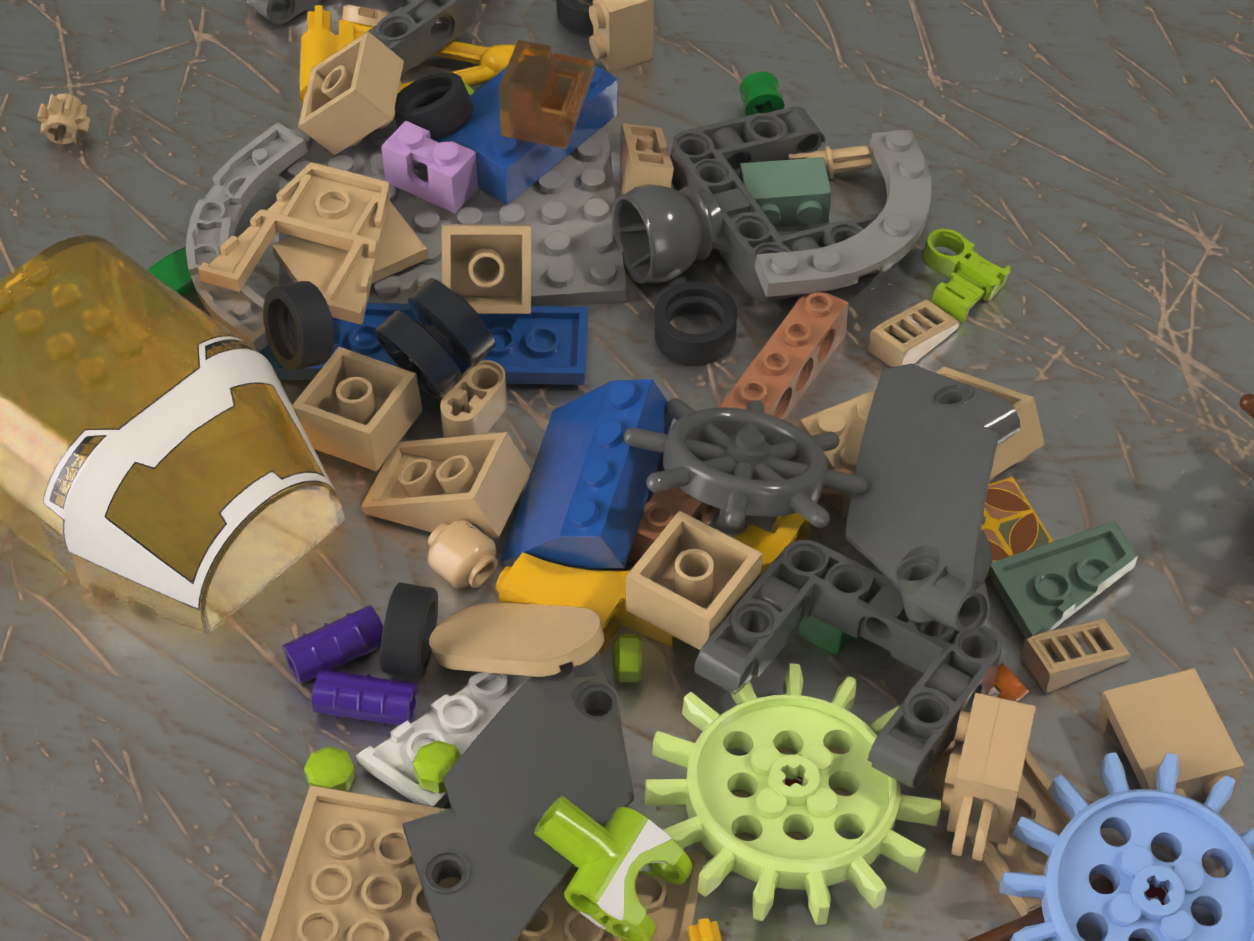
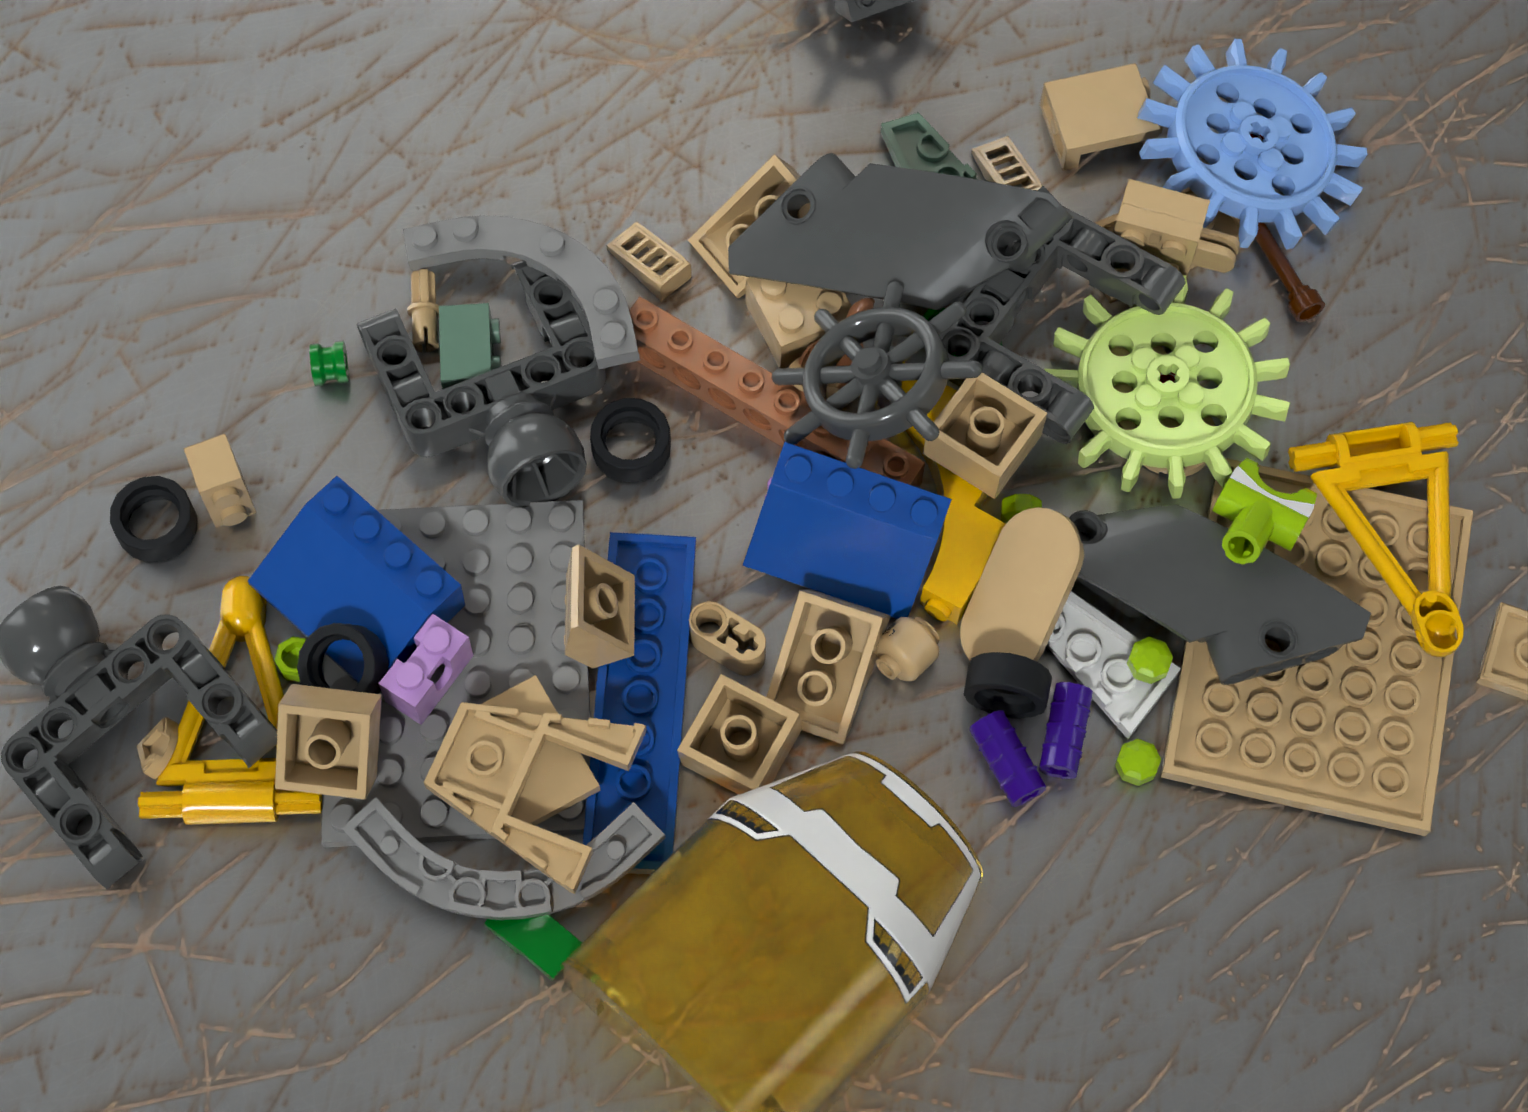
camera: 90 degrees left, 15 degrees up
(63, 118) = (286, 1077): tan gear -> none
(298, 325) = (657, 764): black tyre -> none
(445, 329) = (678, 641): black wheel -> none
(543, 94) = (394, 527): clear orange plate -> none
(644, 157) = (422, 474): tan slope -> none
(972, 275) = (588, 201): lime piece -> none

